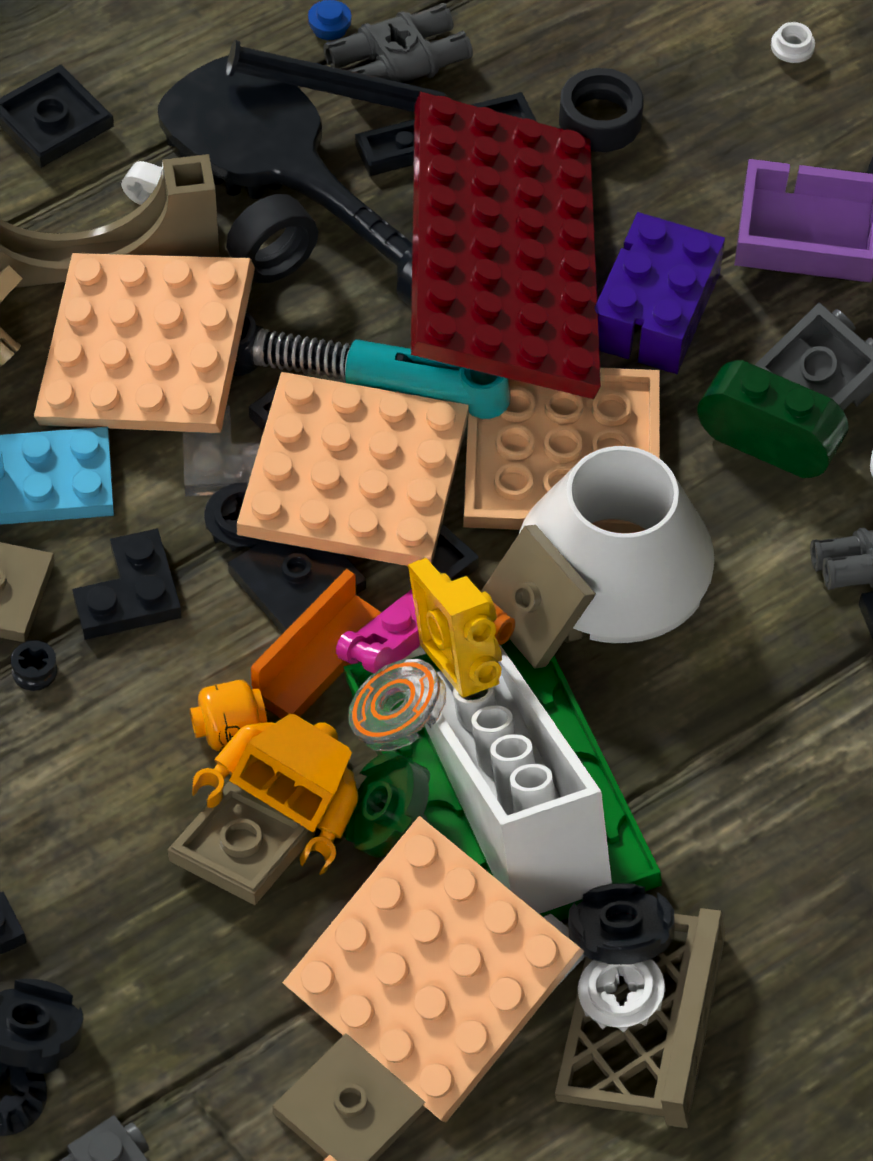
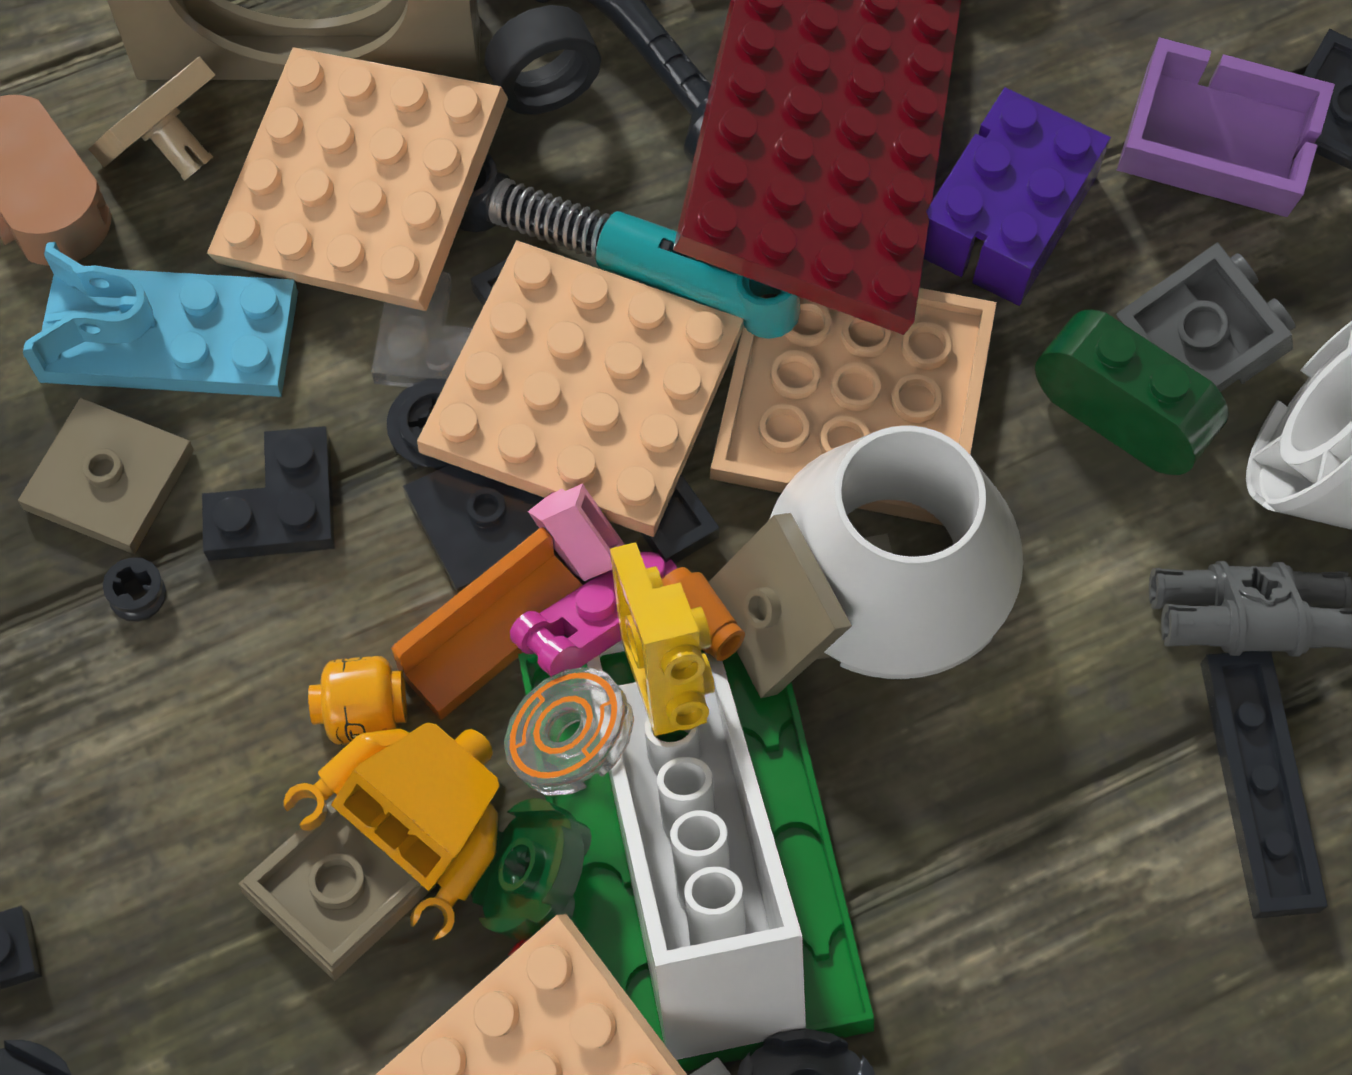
camera: 10 degrees right, 10 degrees up
(377, 575) = (578, 531): none -> bright pink piece

